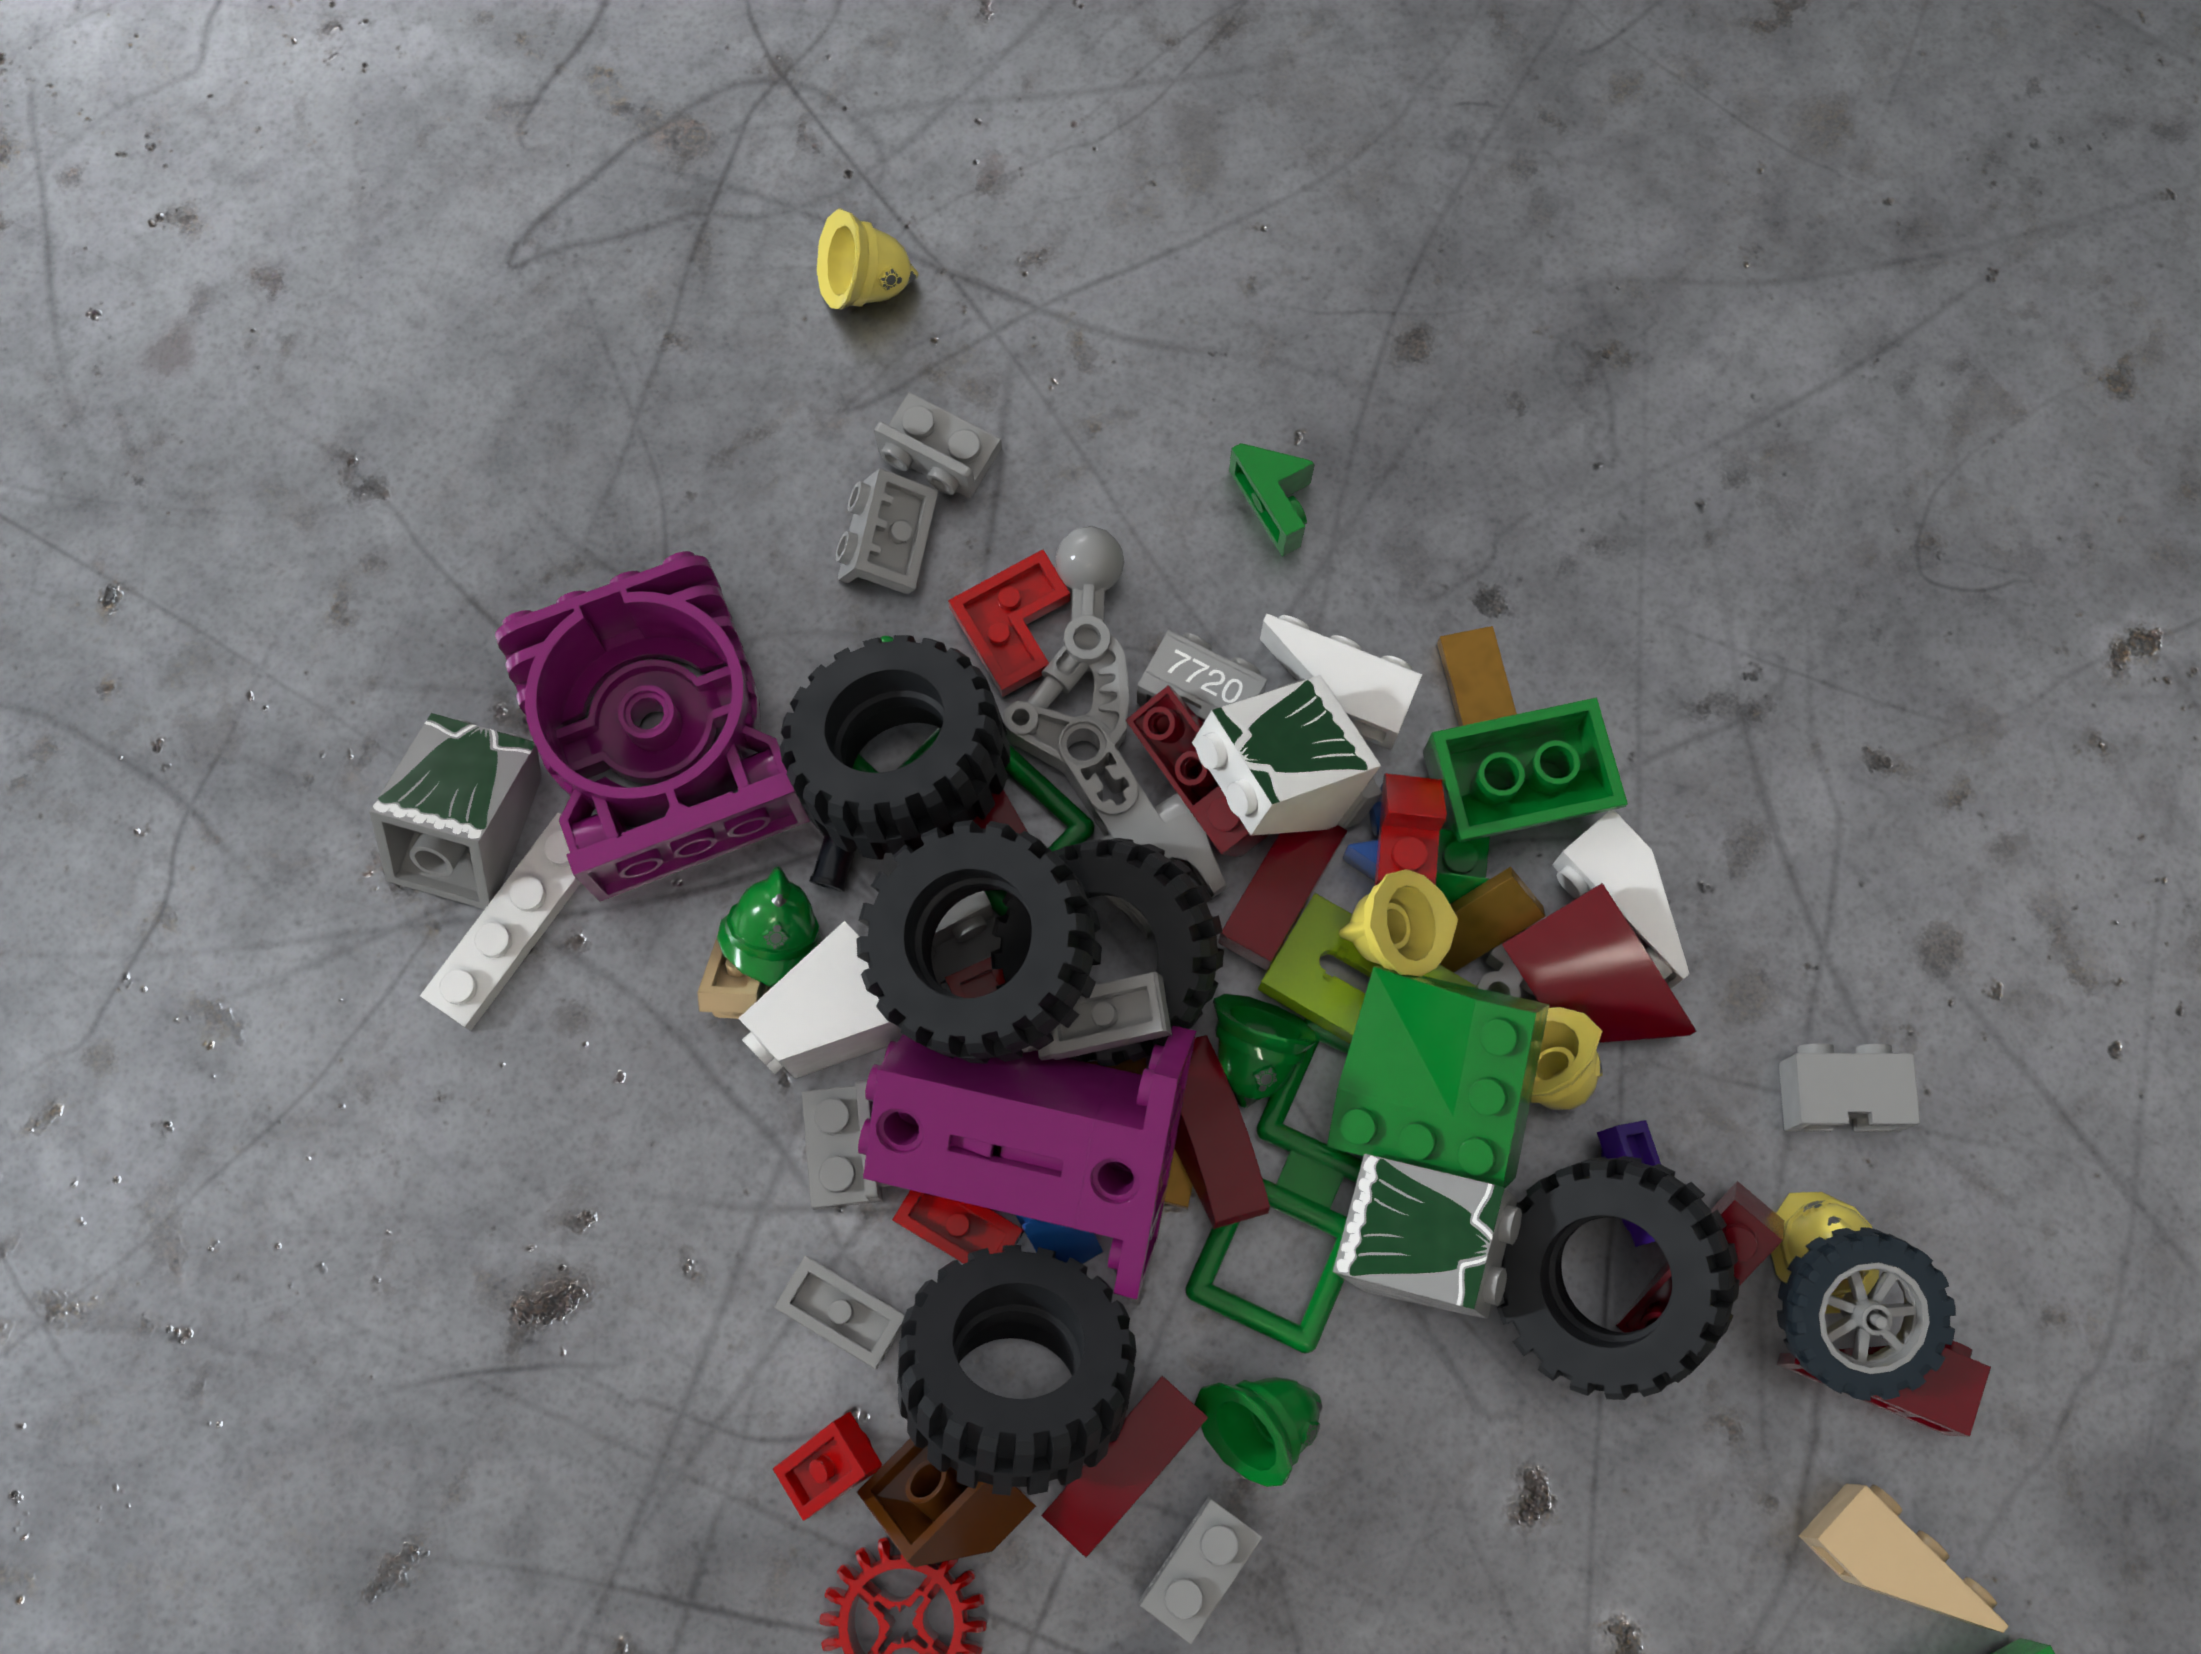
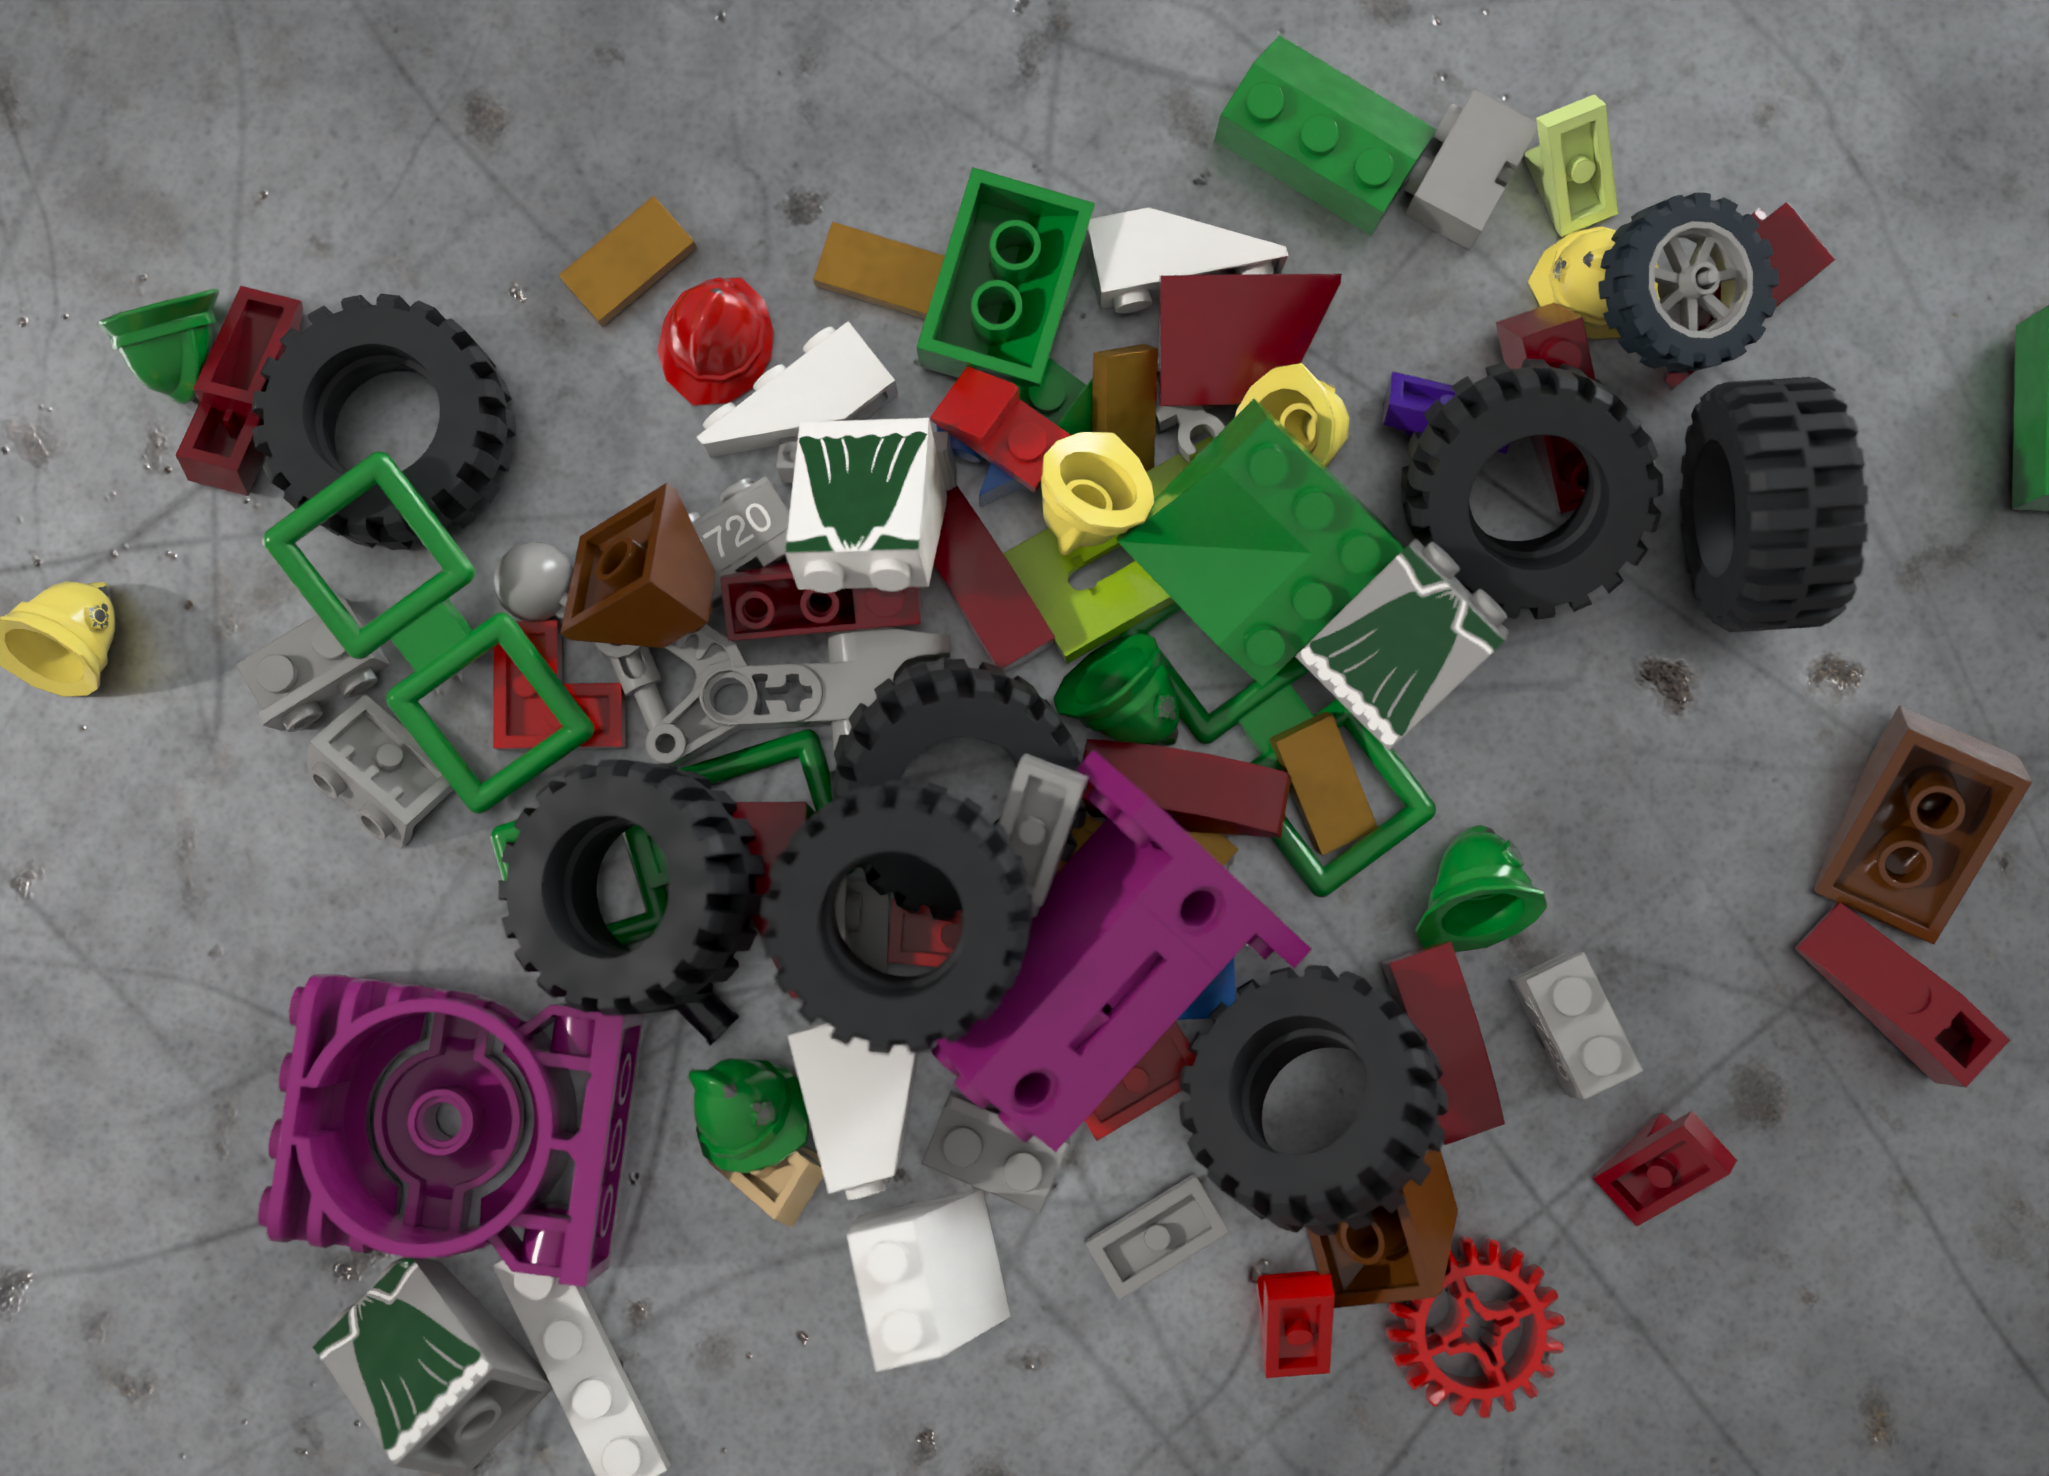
camera: 65 degrees left, 10 degrees up
(713, 1139) = (927, 1277): none -> white slope
(1006, 505) = (428, 632): none -> green bar
(1110, 288) = (219, 439): none -> dark red slope
(1116, 218) = (166, 342): none -> green piece
(1135, 629) = (640, 577): none -> reddish brown slope
(1155, 332) = (339, 356): none -> black tyre
(1266, 483) = (549, 354): green slope -> none
(1279, 1246) = (1324, 783): none -> pearl gold tile
(1350, 593) = (716, 341): none -> red piece
(1370, 498) = (628, 261): none -> pearl gold tile
(1727, 1486) = (1773, 504): none -> black tyre
(1800, 958) = (1323, 134): none -> green slope
(1877, 1551) = (1912, 384): tan slope -> none
(1906, 1174) = (1574, 165): none -> yellowish green slope

